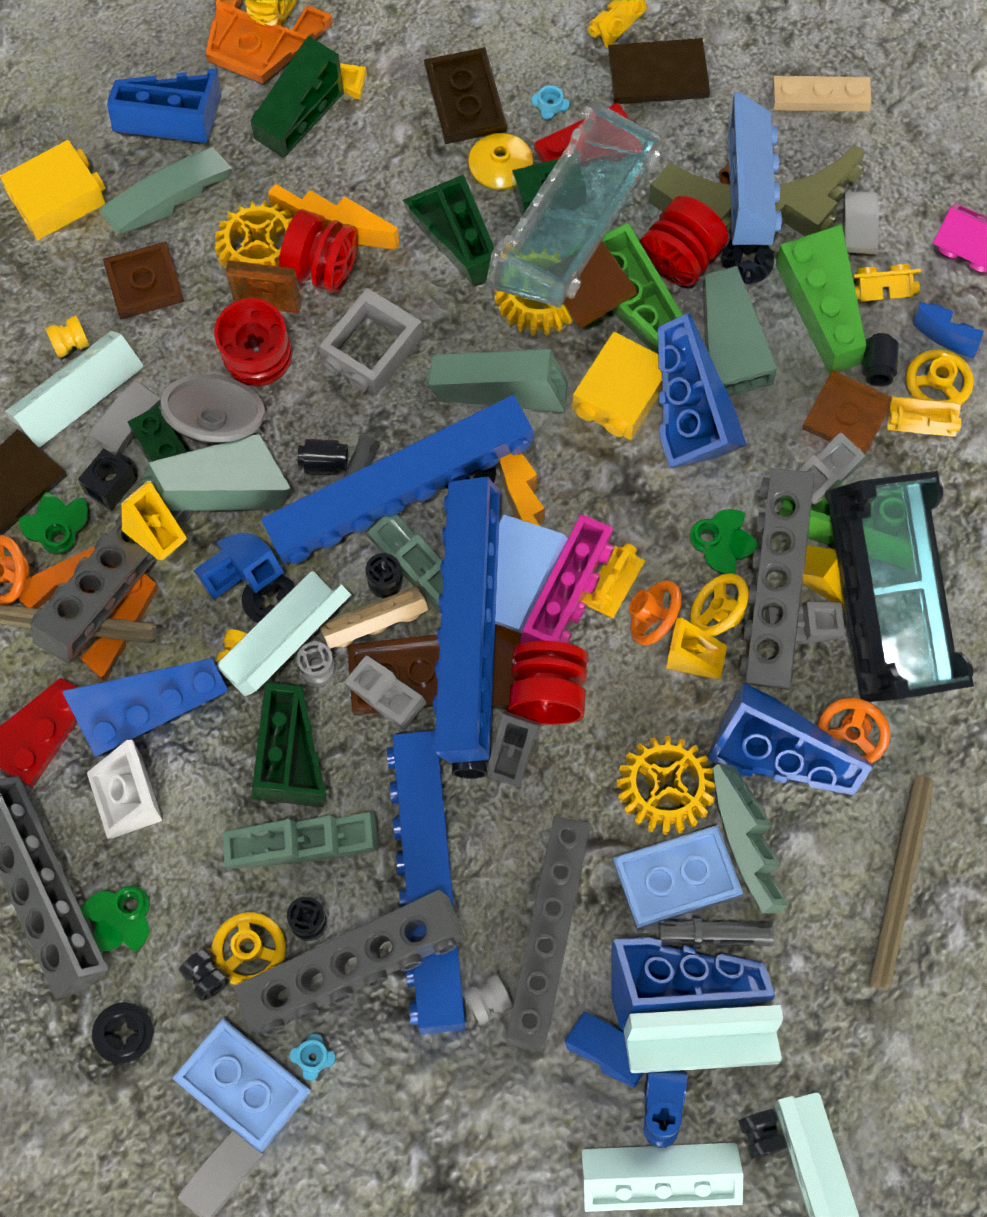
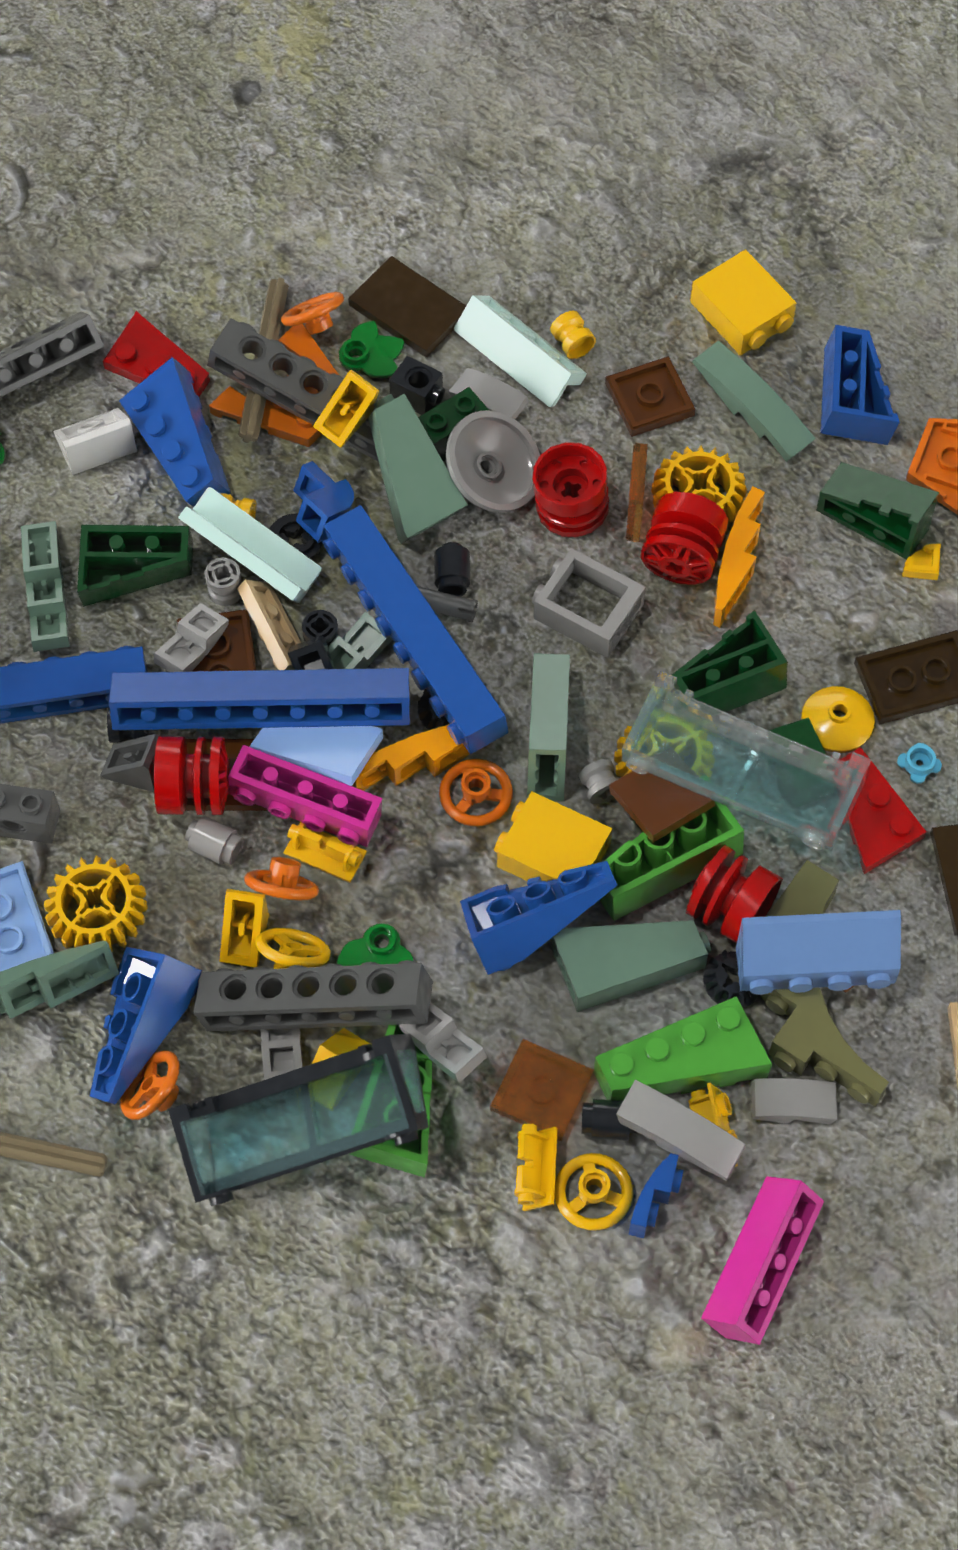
camera: 85 degrees right, 5 degrees down
(420, 576) = (311, 655): none -> black slope
(559, 342) = (597, 779): none -> light grey wheel
(559, 437) = (475, 776): none -> orange piece
(603, 675) = (214, 840): none -> light grey brick
(902, 296) = (680, 1130): none -> light grey slope

